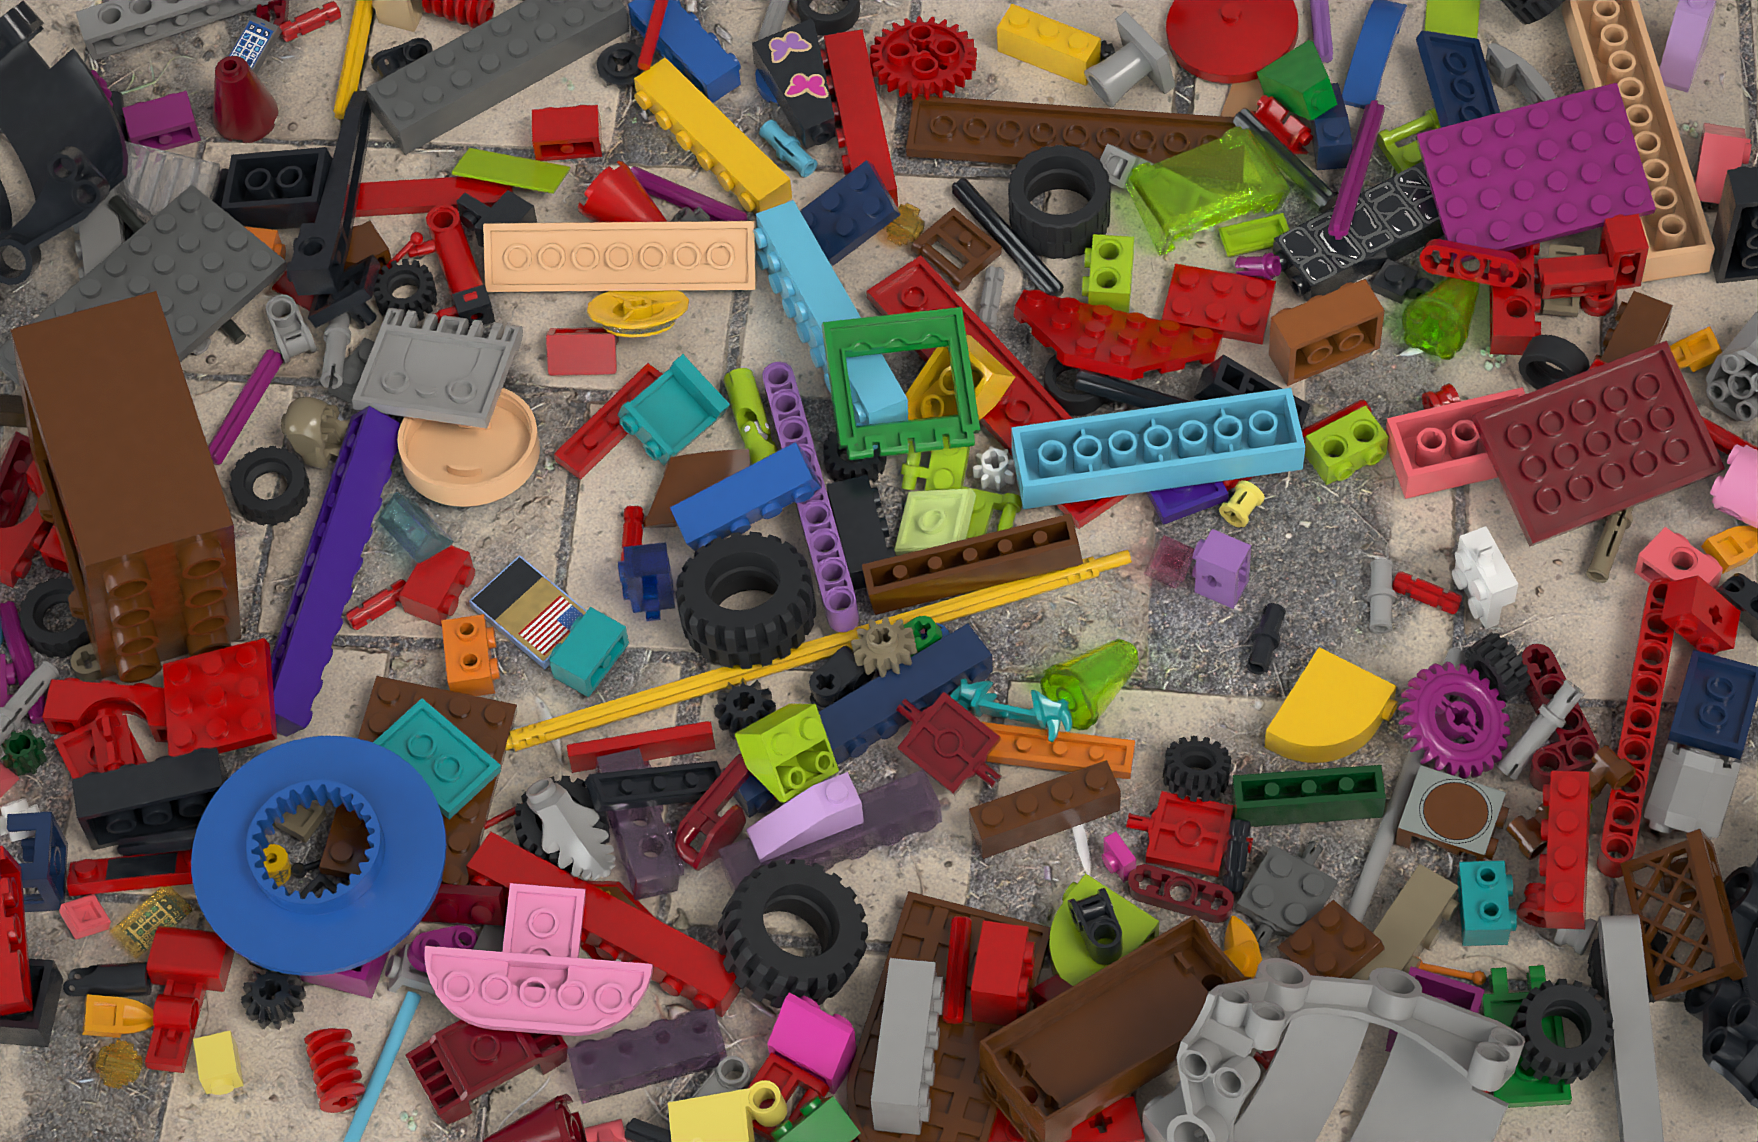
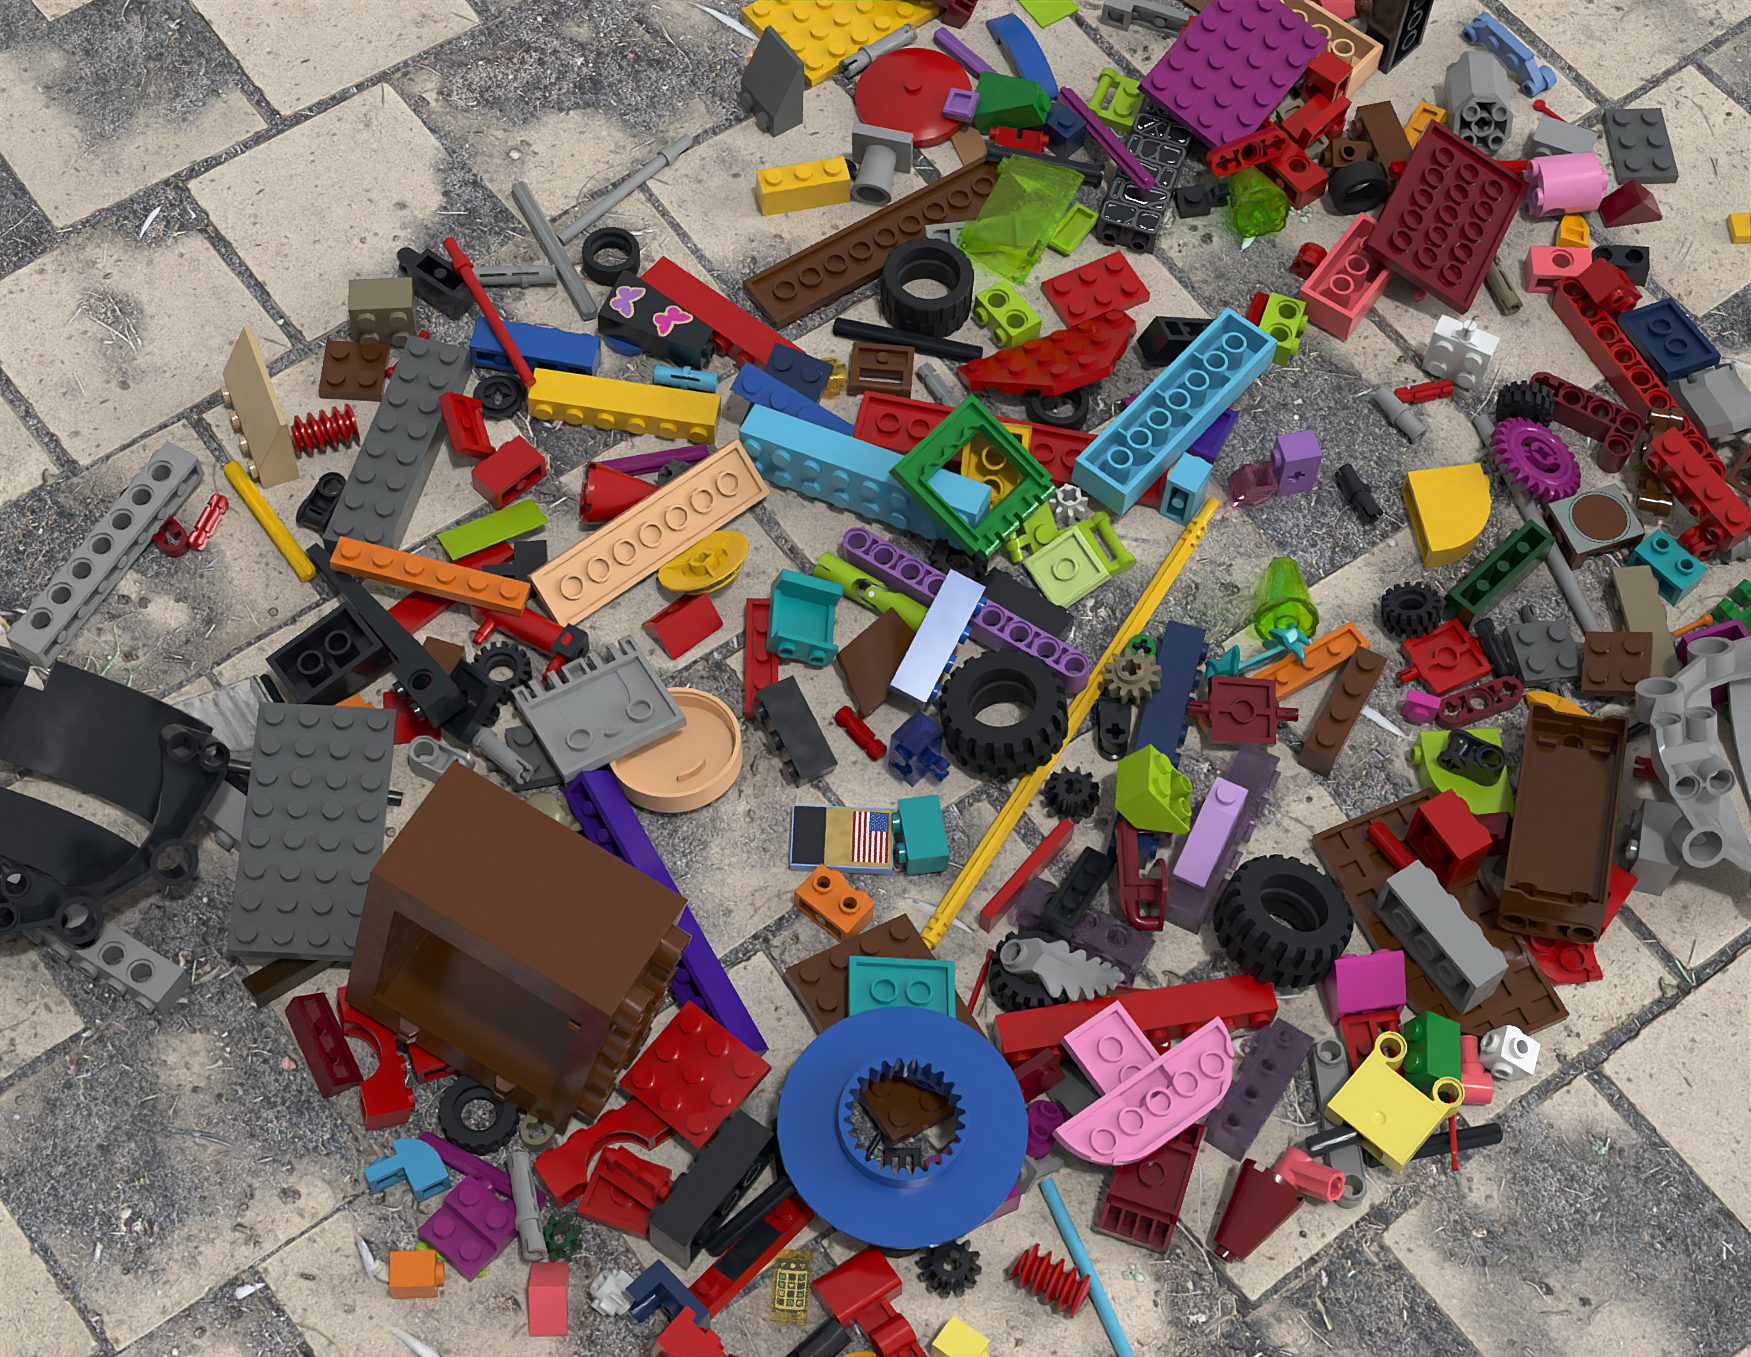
camera: 50 degrees left, 0 degrees up
(84, 916) = (739, 1324): coral tile -> none
(162, 122) = (169, 672): magenta brick -> none
(241, 102) = (222, 618): dark red cone -> none
(255, 42) = (182, 574): tile -> none
(375, 605) = (722, 917): red axle -> none
(413, 173) = (430, 576): none -> orange plate
(413, 528) = (701, 840): clear light blue slope -> none
(415, 239) = (478, 625): red hinge -> none
(436, 585) = (754, 868): red brick -> none
(558, 66) = (466, 425): none -> red plate
(570, 496) = (794, 732): none -> black brick
(815, 197) = (769, 392): none -> blue arch
(923, 58) = (723, 250): red gear -> none
(972, 564) = (1132, 575): reddish brown brick -> none
(1102, 523) = (1185, 489): none -> medium azure brick
(1123, 391) = (1115, 386): black axle -> none
(1241, 504) = (1252, 414): light yellow bush -> none
(1254, 57) = (961, 105): none -> medium lavender tile
(1259, 266) = (1100, 247): magenta pin -> none
(1326, 331) = (1195, 259): dark orange brick -> none
(1456, 77) = (1108, 42): dark blue plate -> none
(1541, 729) = (1594, 427): light grey pin -> none
(1576, 320) = (1341, 153): none -> reddish brown brick

